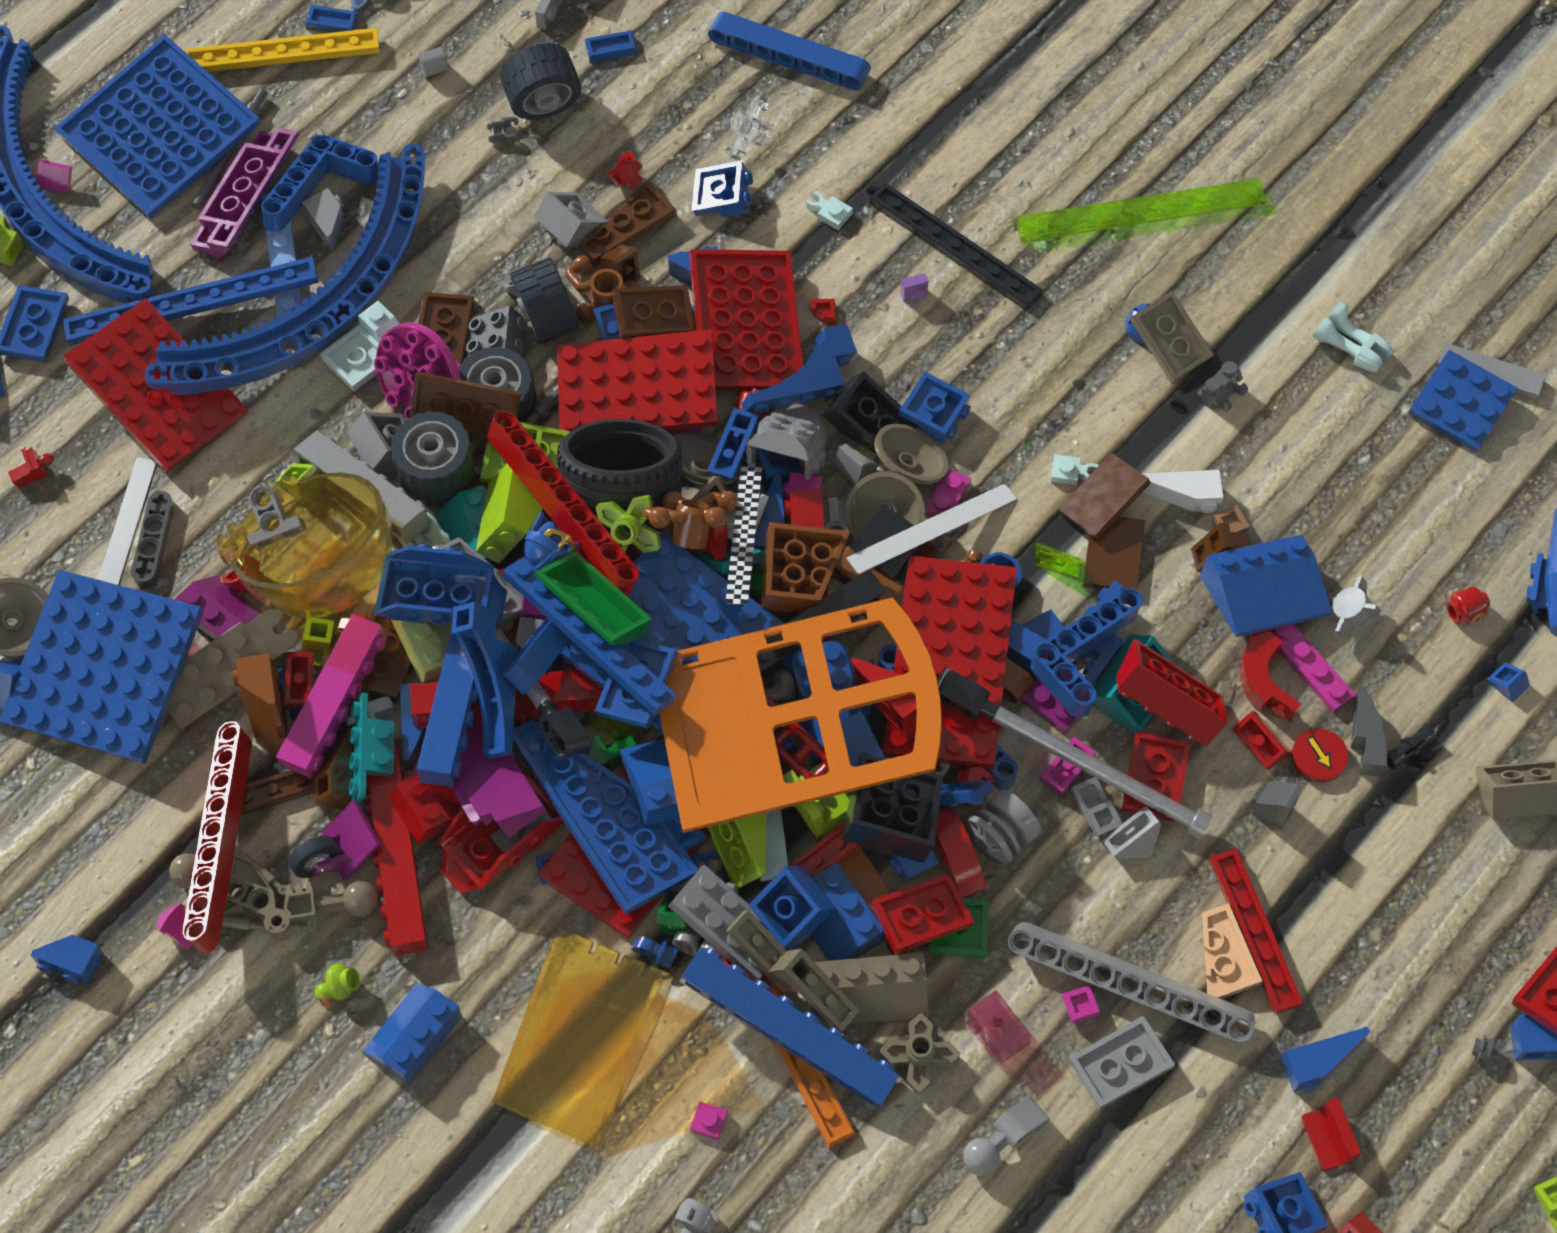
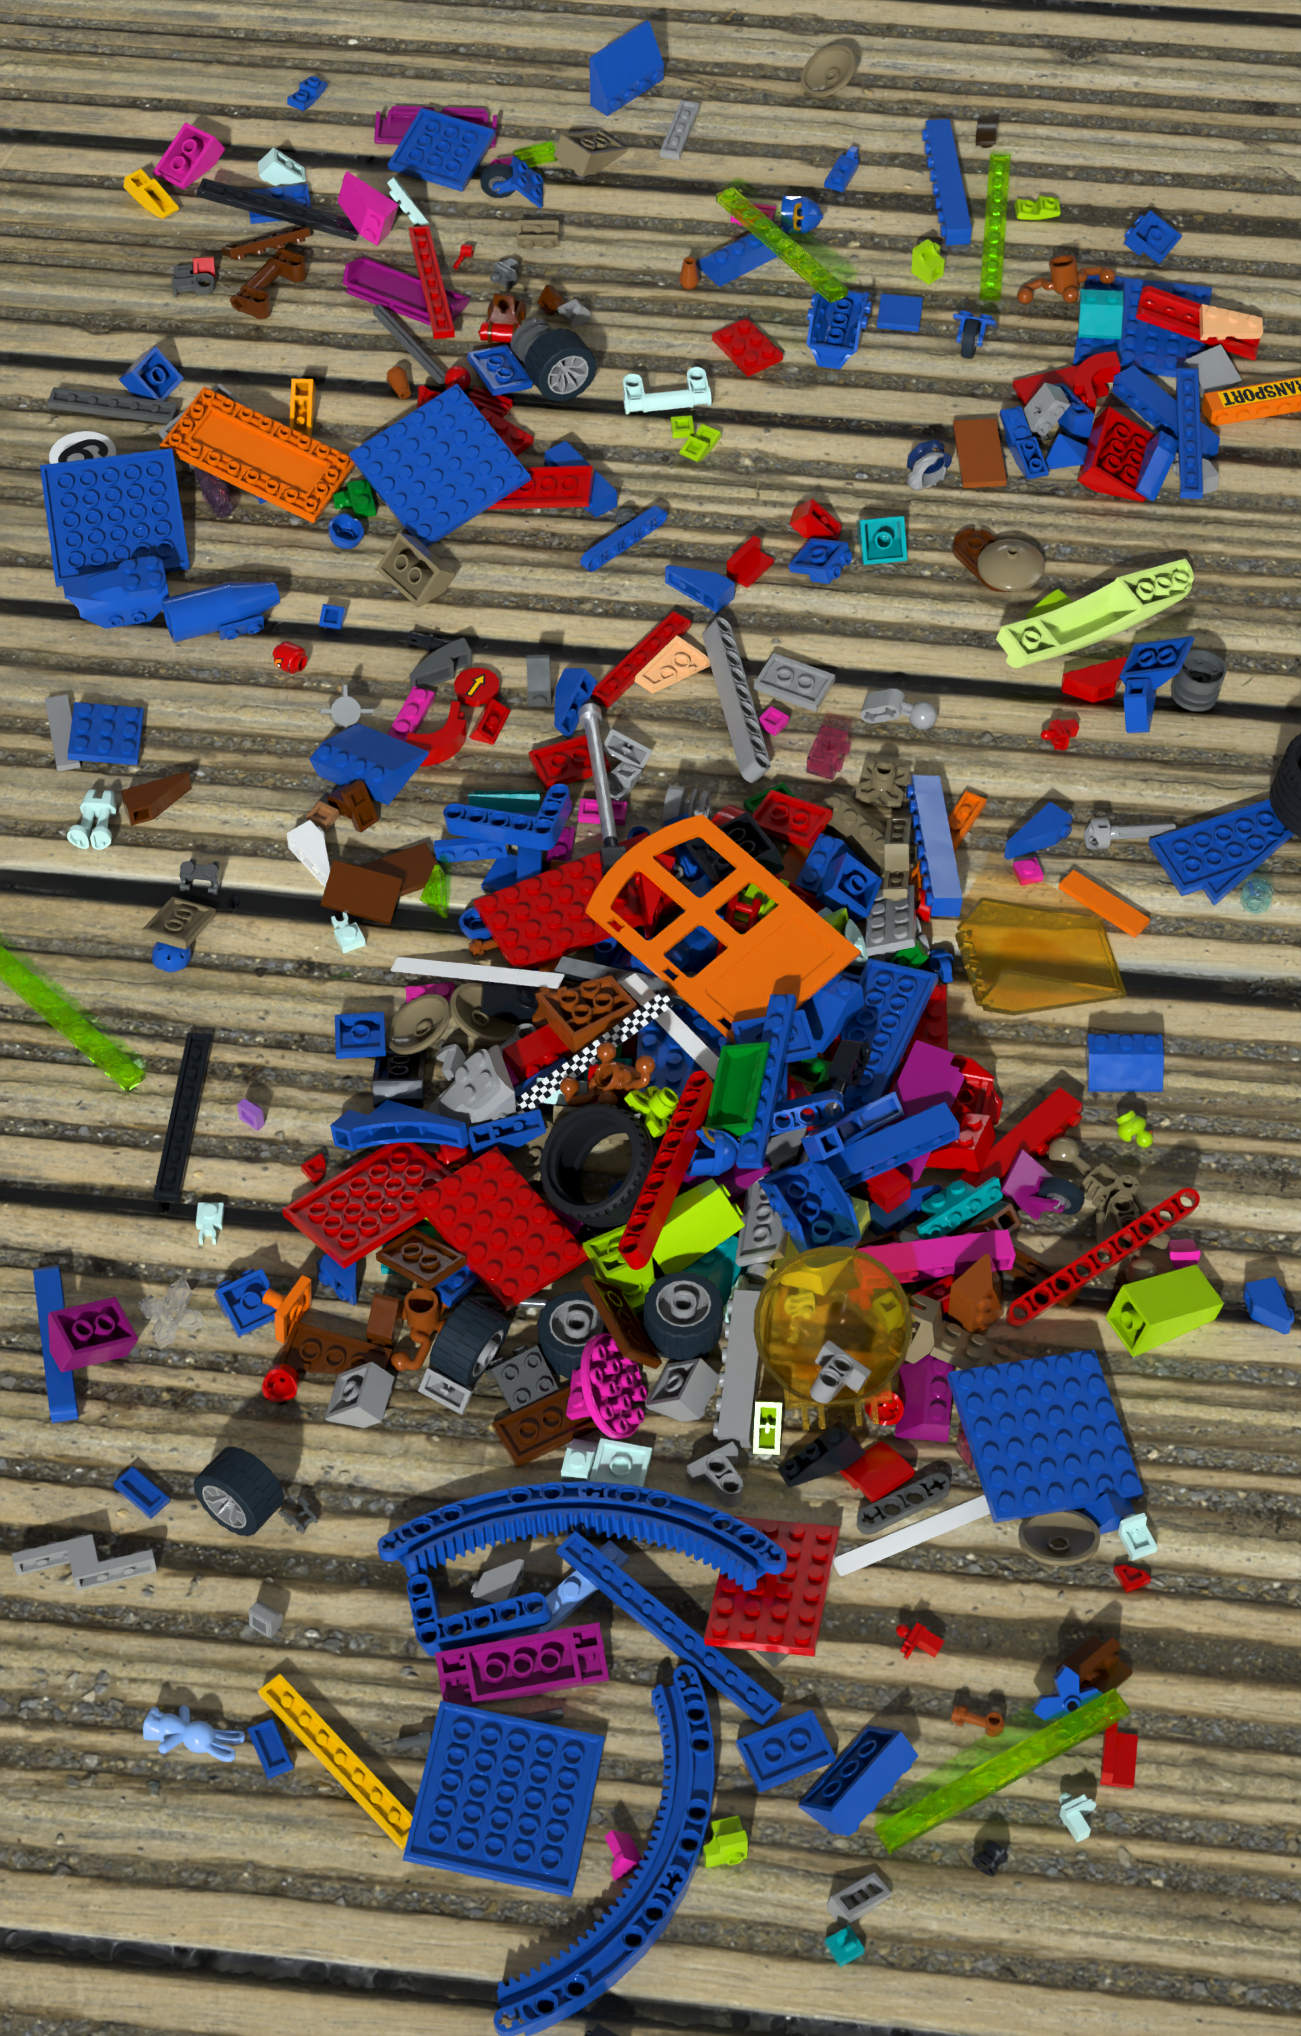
camera: 125 degrees left, 10 degrees down
(137, 864) = (1162, 1308): none -> lime slope
(193, 535) = (878, 1471): none -> red slope
(237, 498) = (824, 1456): none -> black slope
(283, 415) = (720, 1481): none -> light grey tile
(614, 1165) = (1104, 903): none -> orange tile
(687, 205) = (289, 1308): none -> orange tile
(724, 619) = (674, 1026): none -> white sticker
(726, 867) = (854, 935): none -> light aqua plate
(744, 1171) = (1040, 832): none -> blue slope
(763, 56) = (89, 1334): none -> magenta slope
(1171, 693) = (504, 766): red slope -> none
(1237, 823) = (570, 694): none -> blue slope
(1346, 395) = (152, 798): none -> reddish brown slope
(1450, 1026) = (623, 538): none -> blue beam

